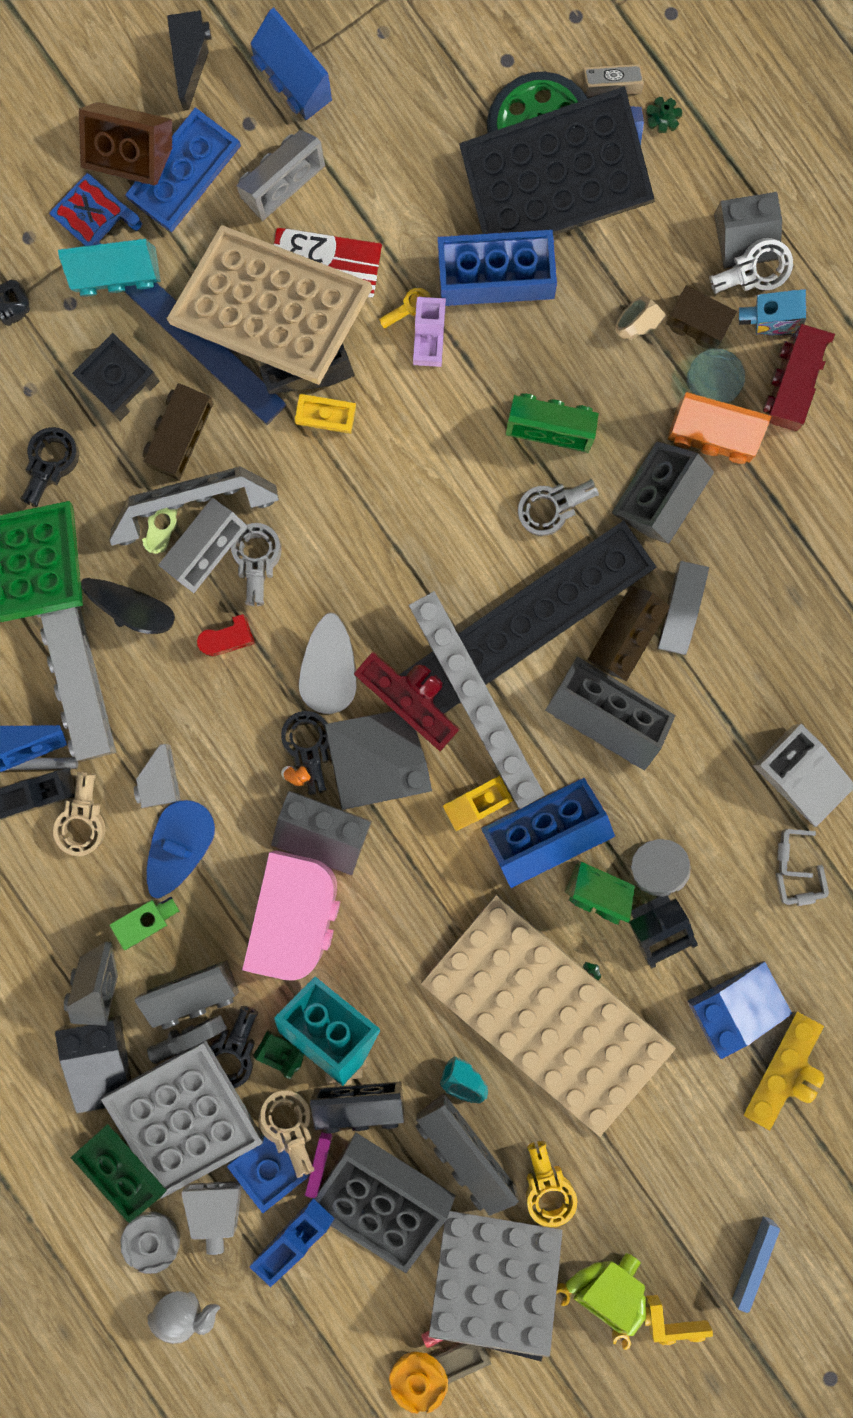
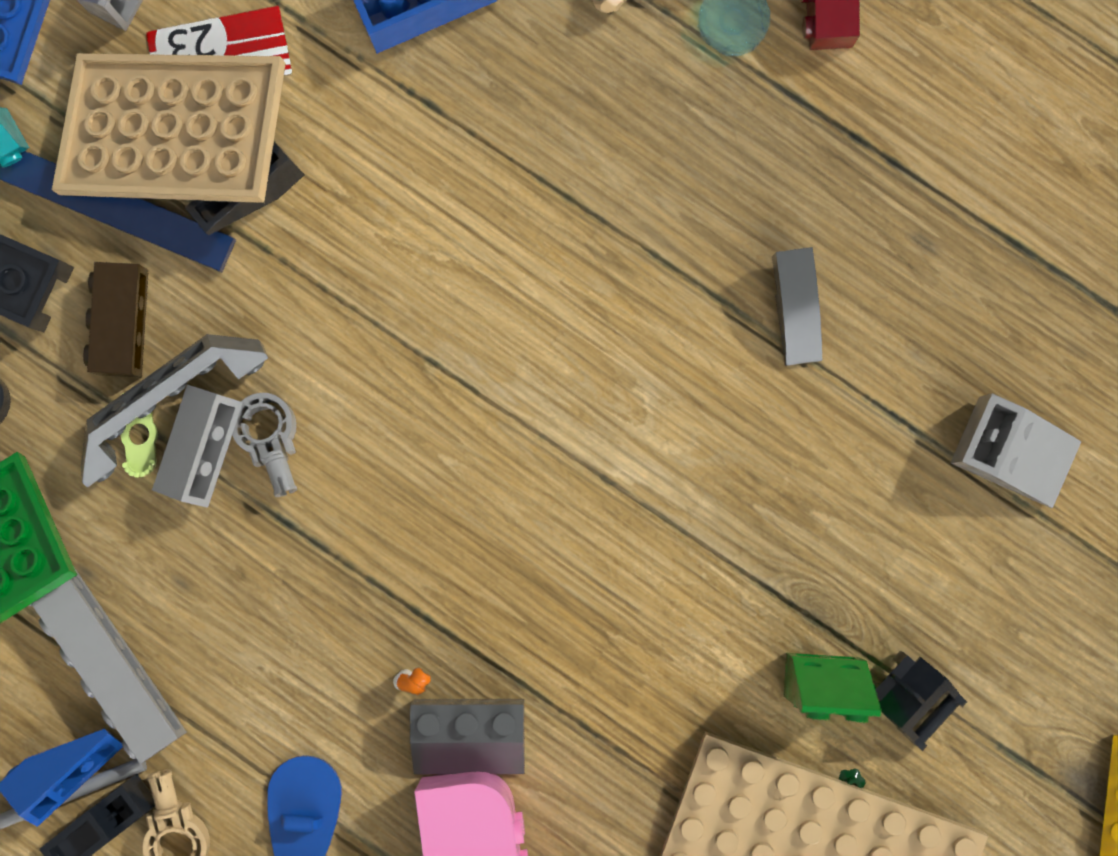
camera: 25 degrees left, 0 degrees up
(129, 606) = (136, 553): black shield -> none
(158, 780) = (249, 748): light grey slope -> none
(227, 639) = (269, 547): red leg -> none
(313, 765) = (428, 662): black pin -> none
(325, 413) = (286, 232): yellow plate -> none
(328, 667) = (403, 536): light grey shield -> none
(376, 759) = (503, 624): dark grey slope -> none
(408, 307) = (345, 61): yellow plate -> none
(409, 698) = (514, 537): dark red plate -> none
(429, 331) = (373, 89): lavender slope -> none
(476, 700) = (594, 508): light grey plate -> none
(477, 803) = (642, 631): yellow slope -> none
(546, 608) = (614, 399): black plate -> none
(548, 832) = (739, 634): blue slope -> none
(552, 423) = (561, 143): green slope -> none
(573, 497) = (618, 222): light grey pin -> none
(611, 713) = (760, 464): dark grey slope -> none
(628, 633) = (745, 360): dark brown brick -> none
(661, 867) = (889, 626): light grey tile -> none
(663, 491) = (723, 176): dark grey slope -> none
(718, 428) = (760, 77): slope -> none
(740, 1010) = (1045, 760): slope -> none
(784, 851) = (1026, 552): light grey piece -> none
(805, 898) = (1071, 597): light grey piece -> none

